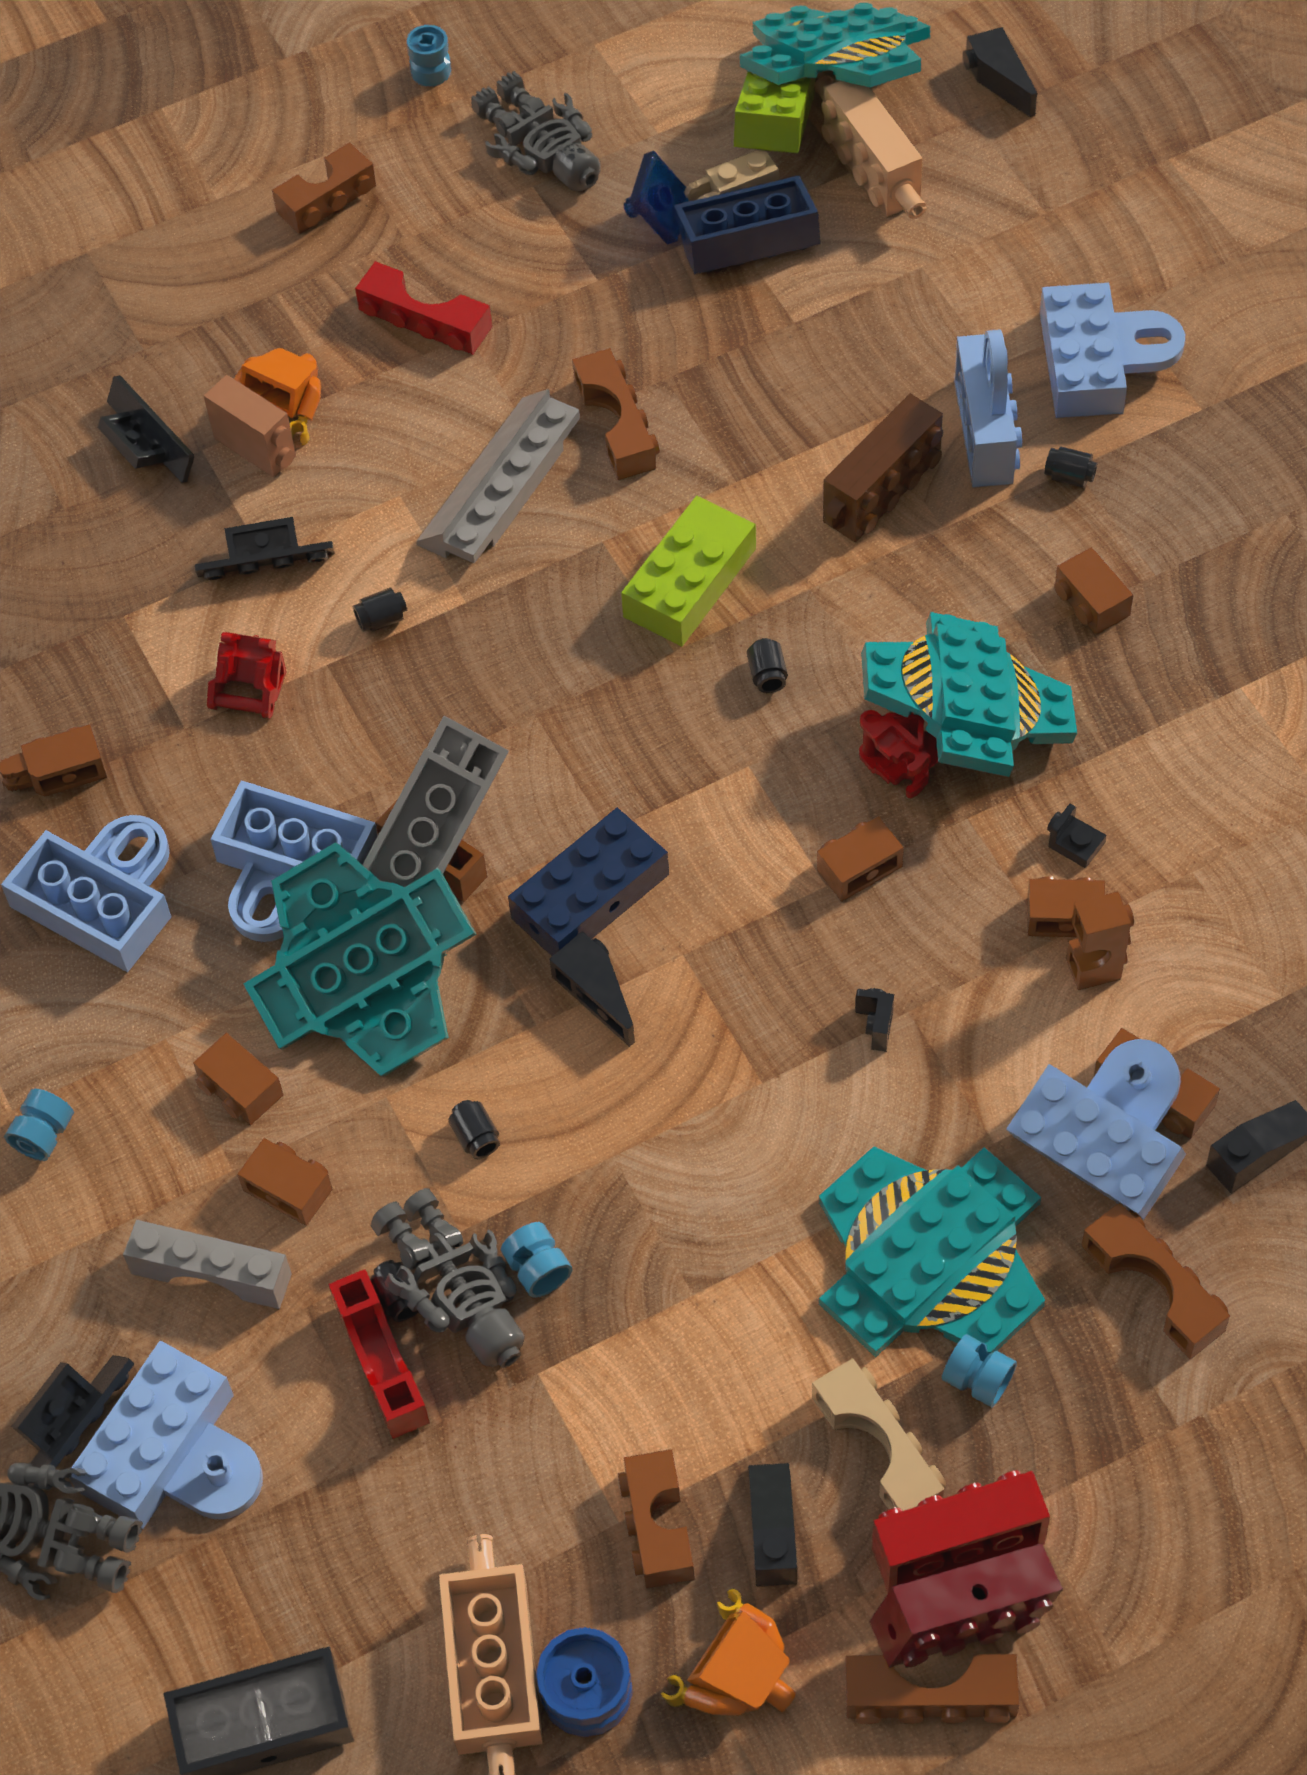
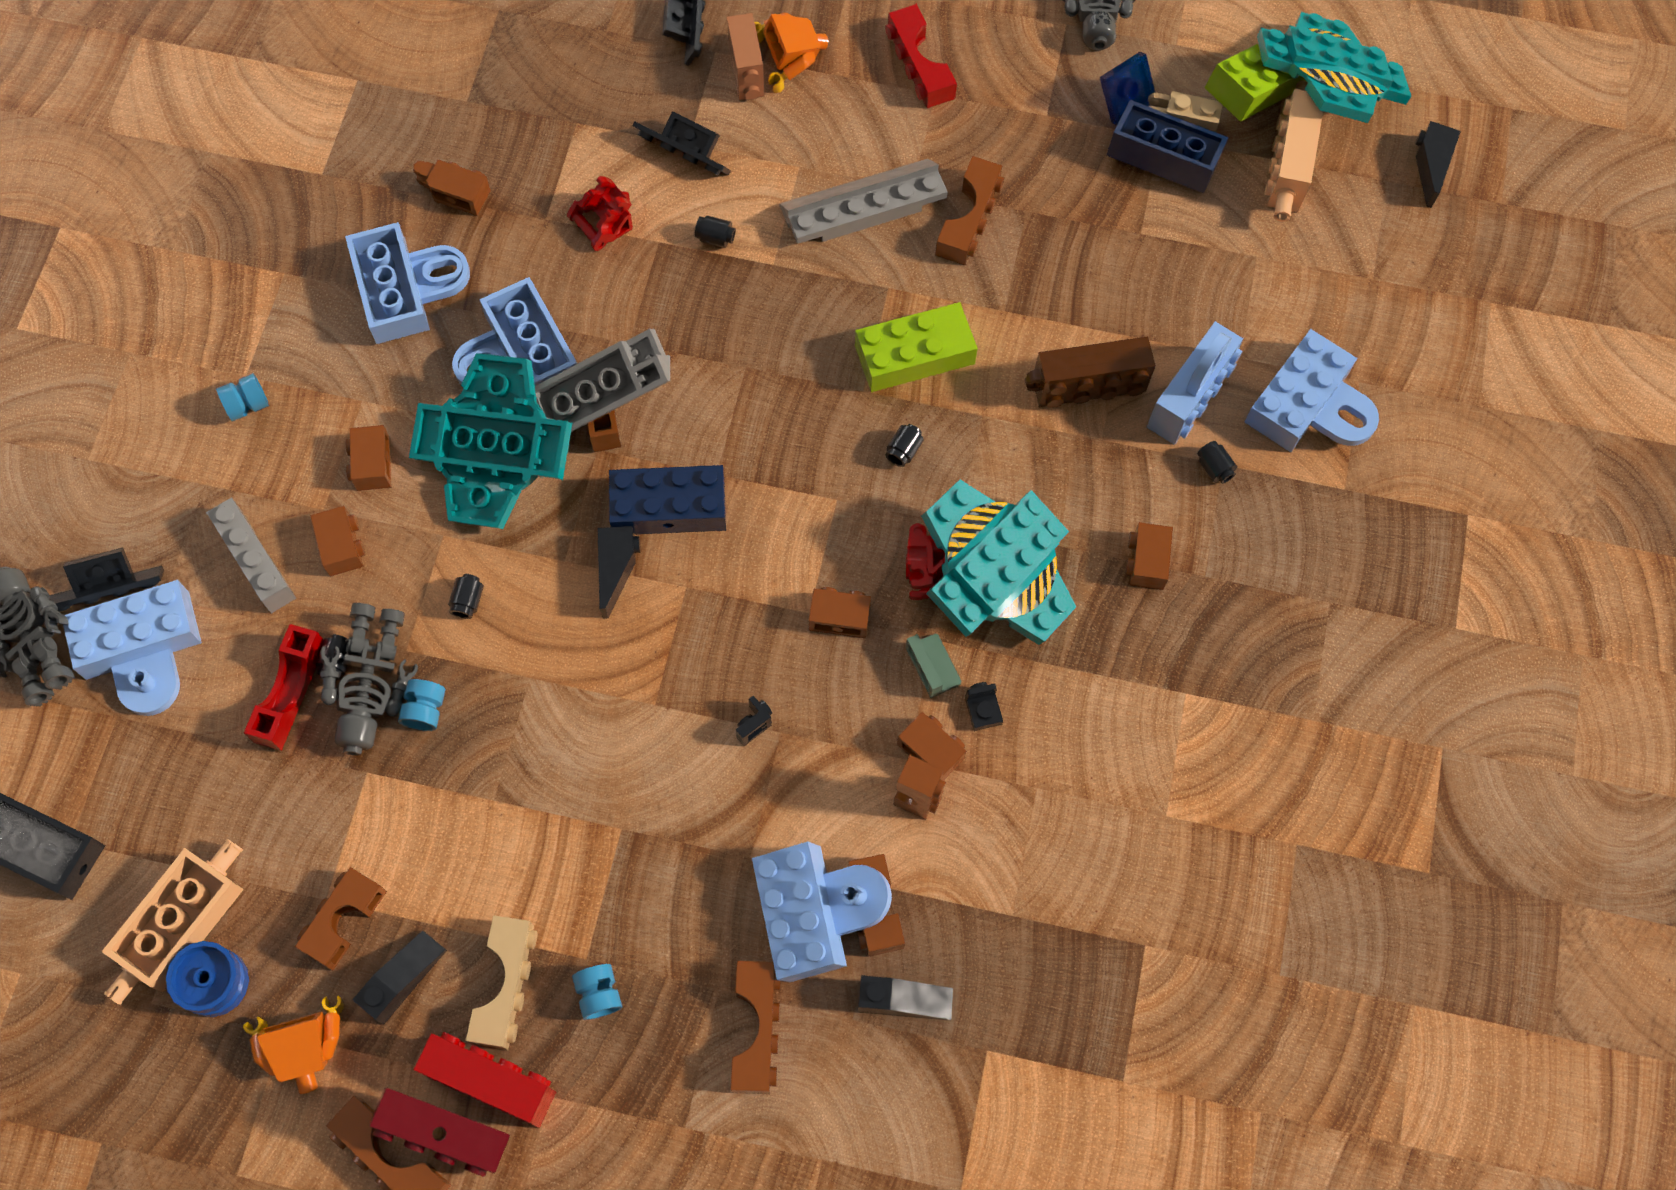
camera: 35 degrees right, 10 degrees up
(930, 1250) = (647, 893): teal plate -> none
(989, 839) = (933, 664): none -> sand green panel

